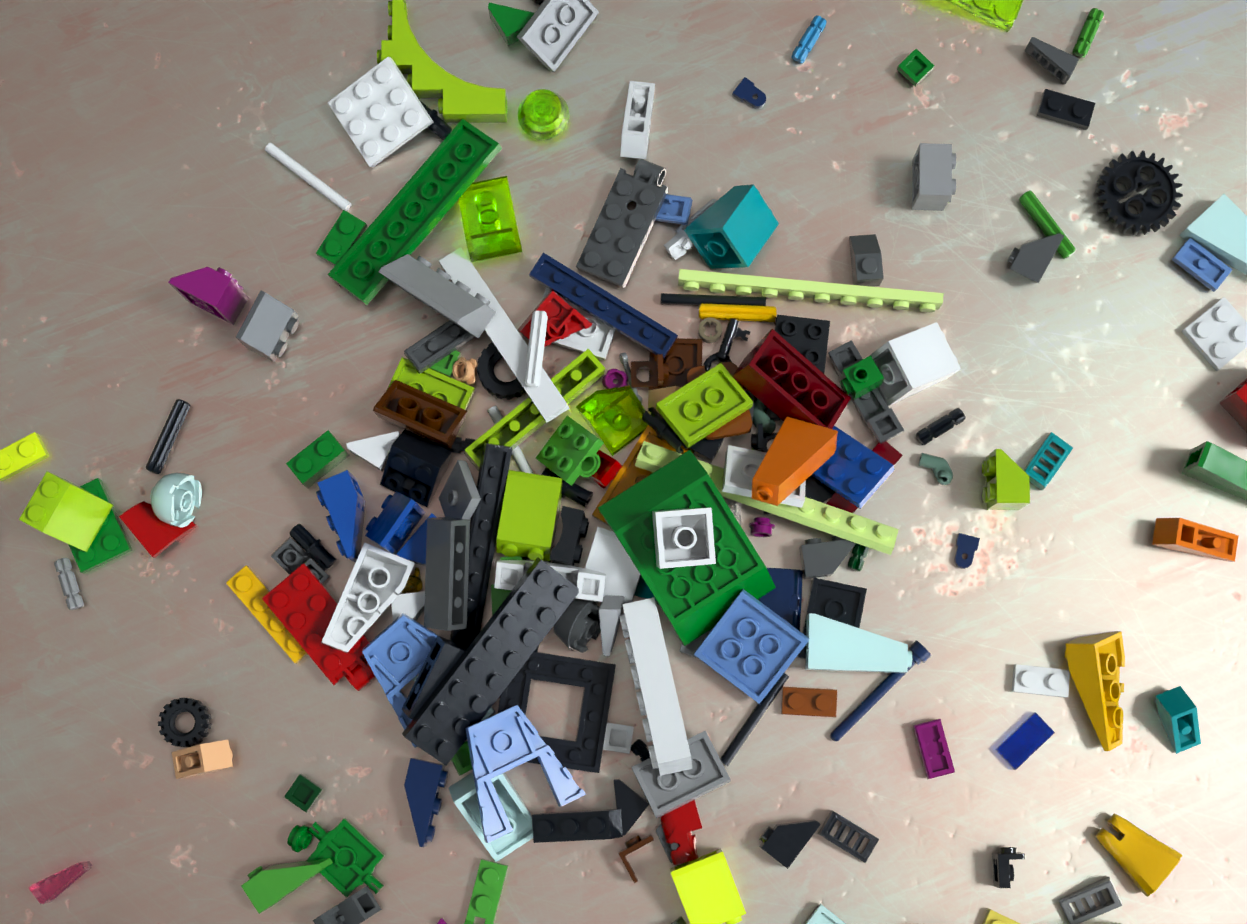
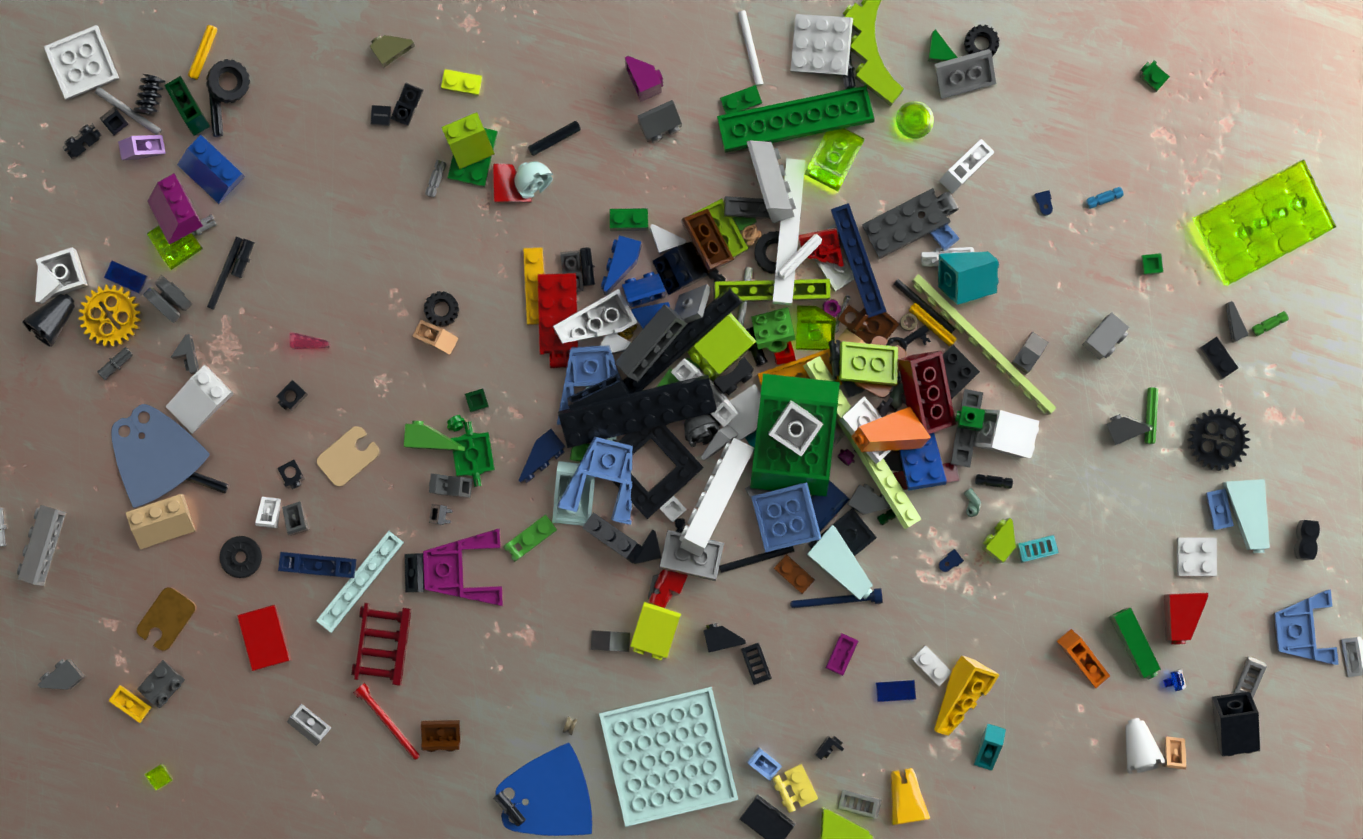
camera: 30 degrees right, 5 degrees up
(632, 845) = (634, 573): reddish brown bracket -> none

